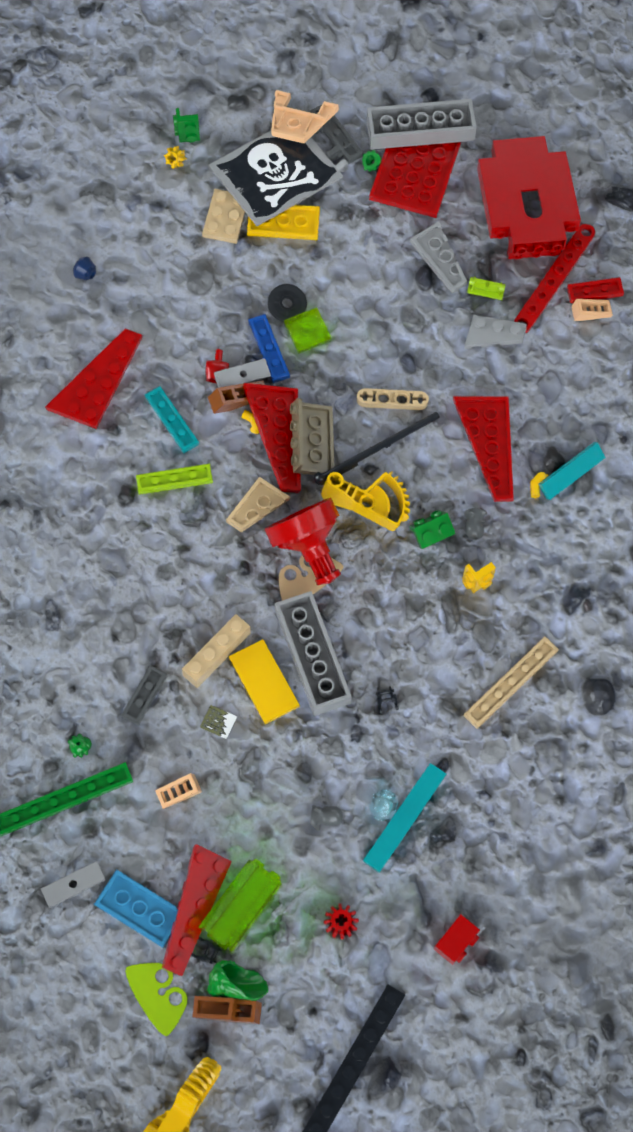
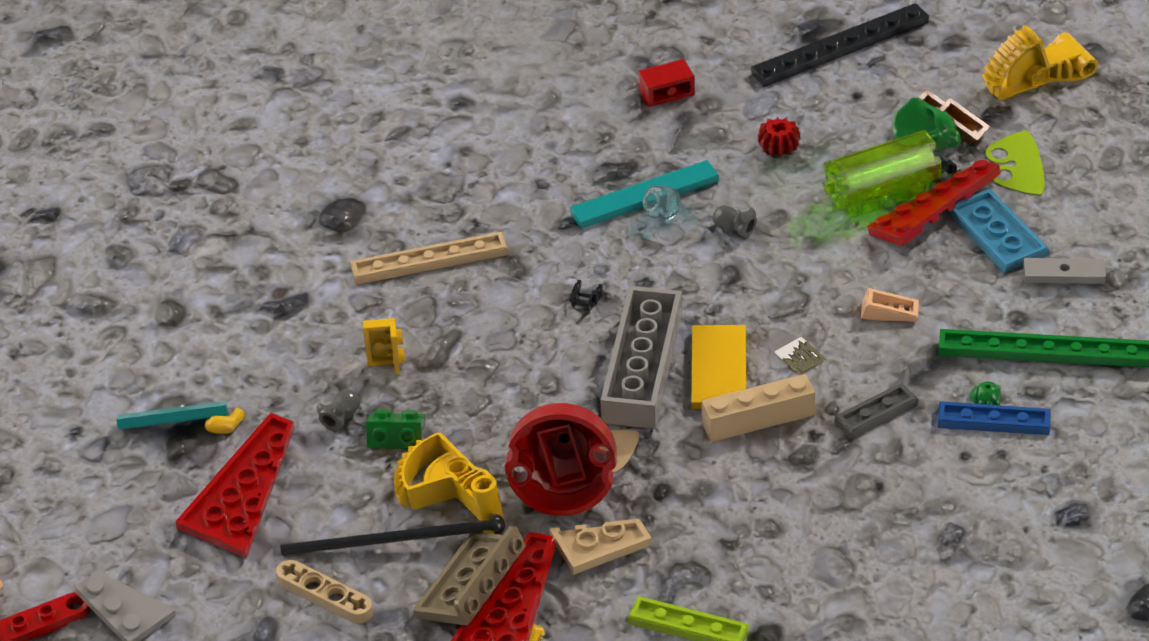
camera: 145 degrees left, 25 degrees down
(65, 726) = (994, 418): none -> blue tile

